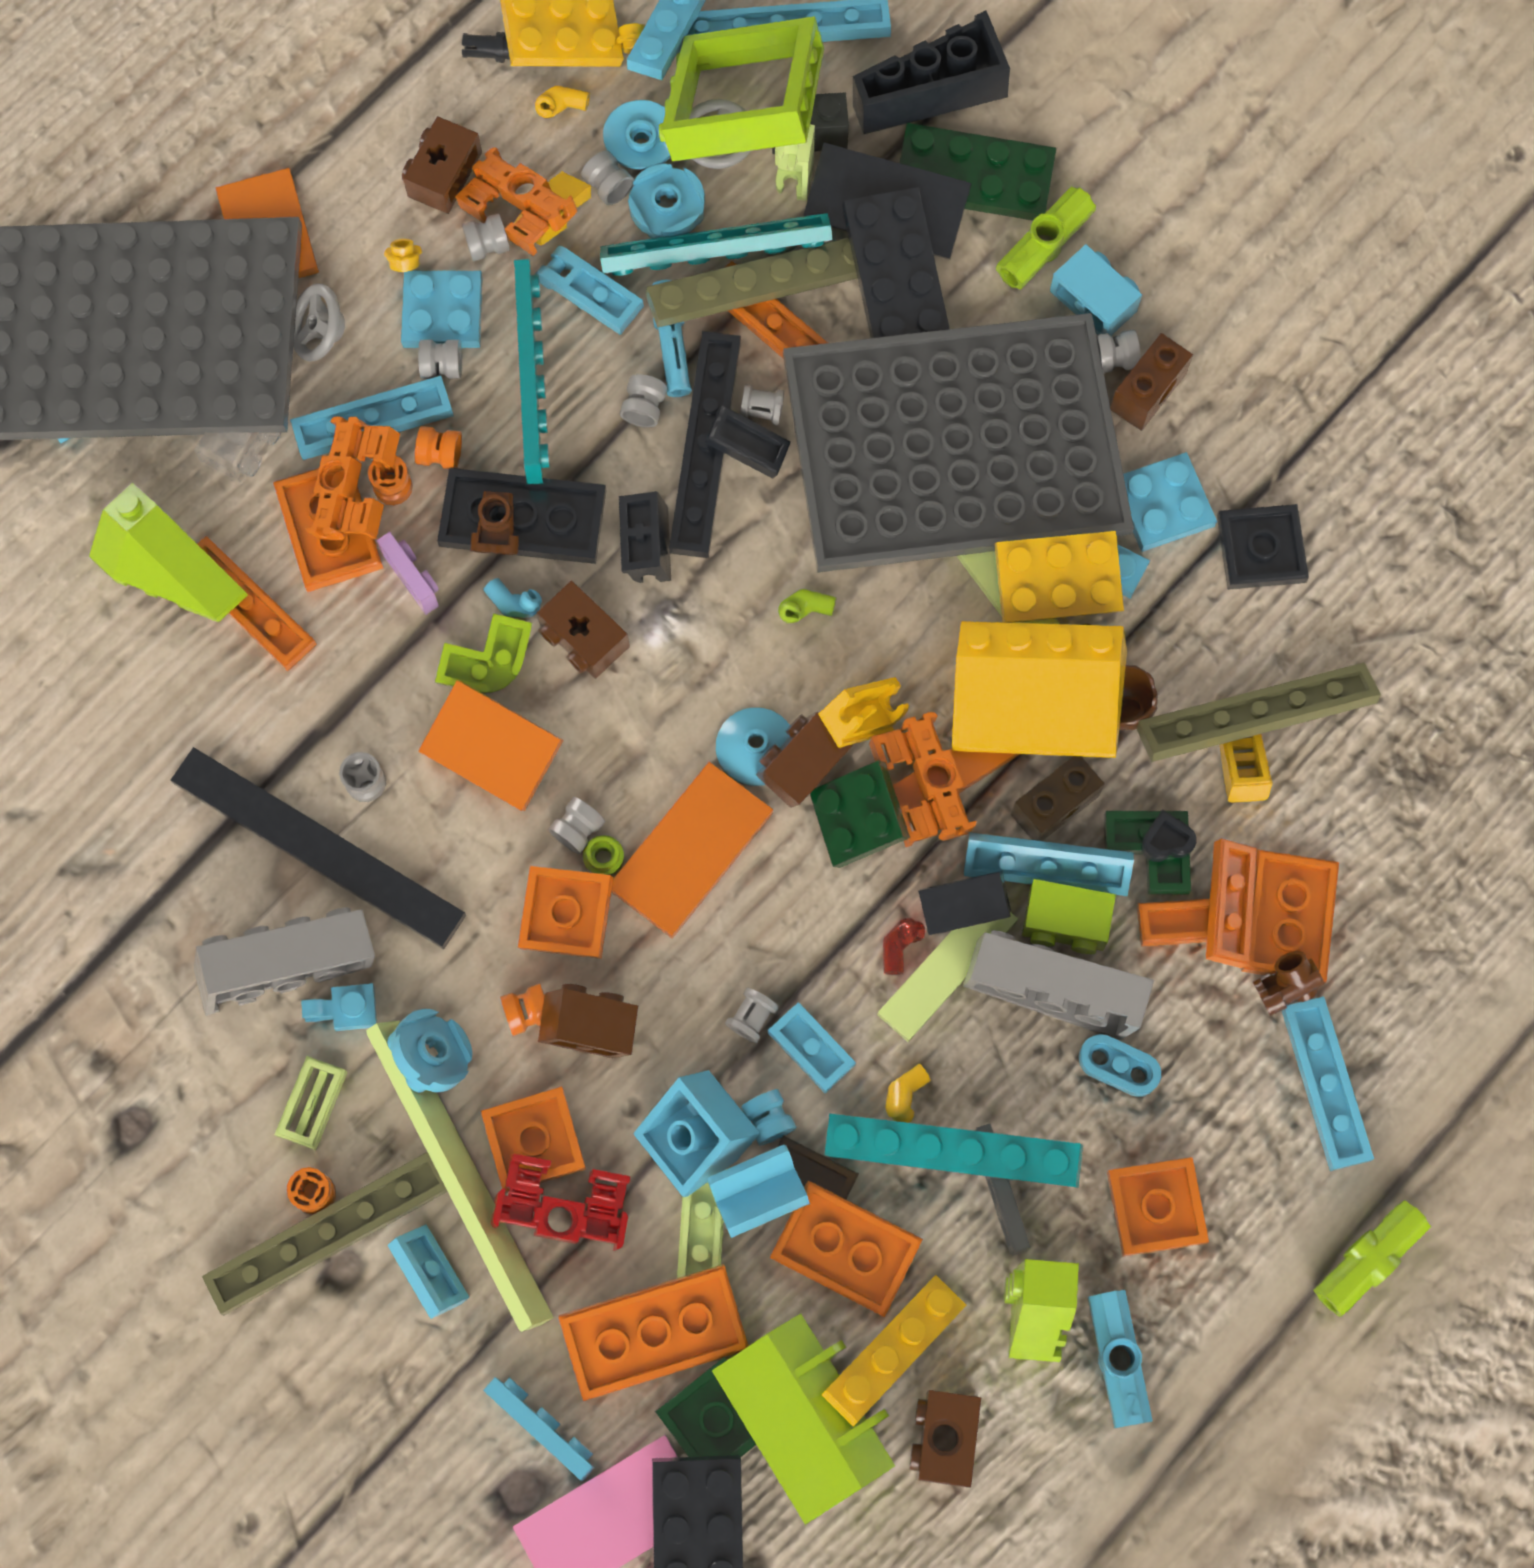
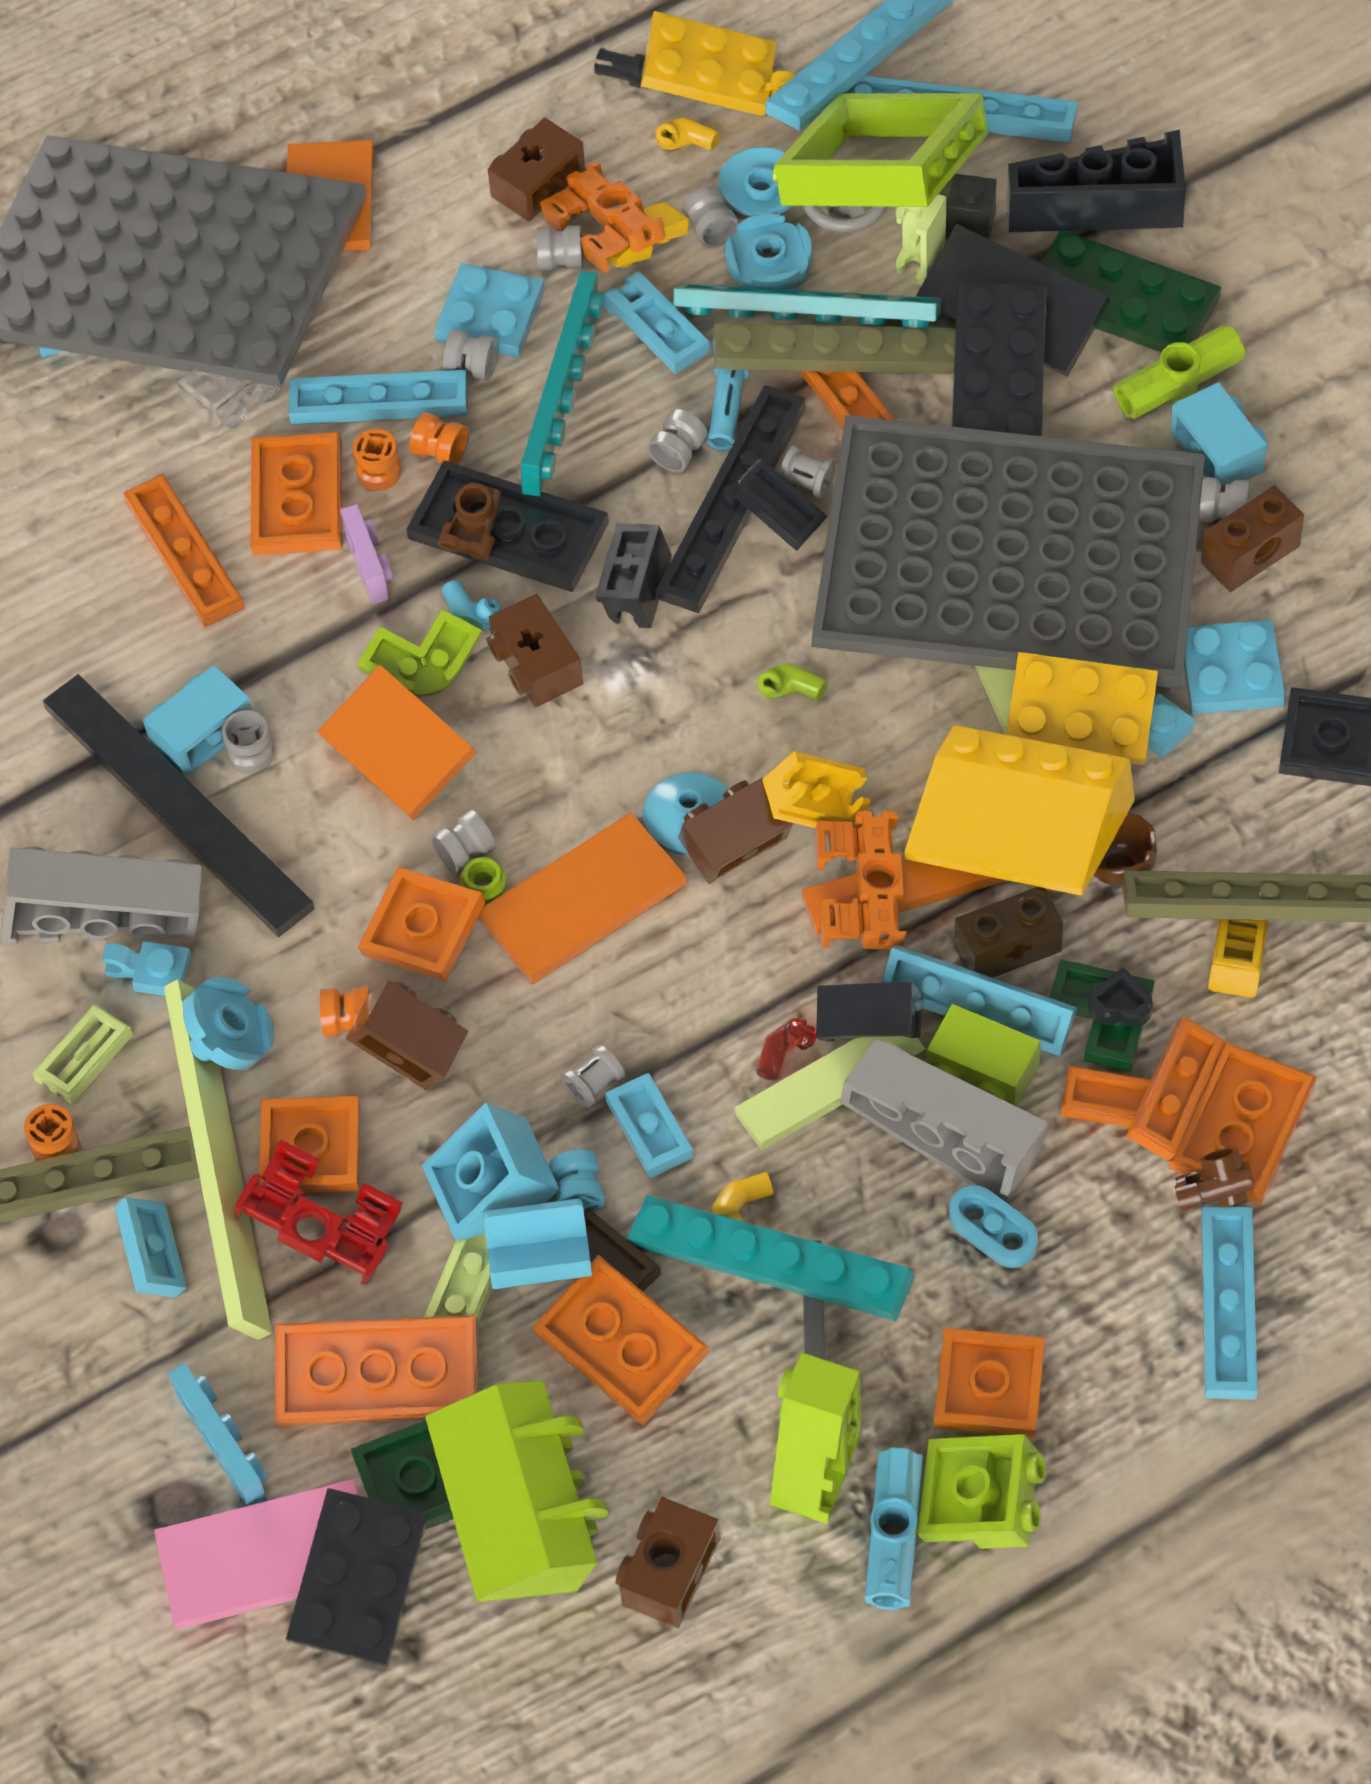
camera: 20 degrees right, 15 degrees down
(150, 552) = (103, 476): lime wedge -> none
(311, 767) = (191, 722): none -> medium azure brick
(320, 322) = (356, 294): light grey piece -> none
(338, 504) = (311, 467): orange piece -> none
(403, 255) = (465, 247): yellow plate -> none
(859, 814) = (778, 898): dark green plate -> none
(893, 1350) = (636, 1447): yellow plate -> none
(1180, 1307) = (981, 1491): none -> lime plate
(1372, 1258) = (1223, 1497): lime piece -> none

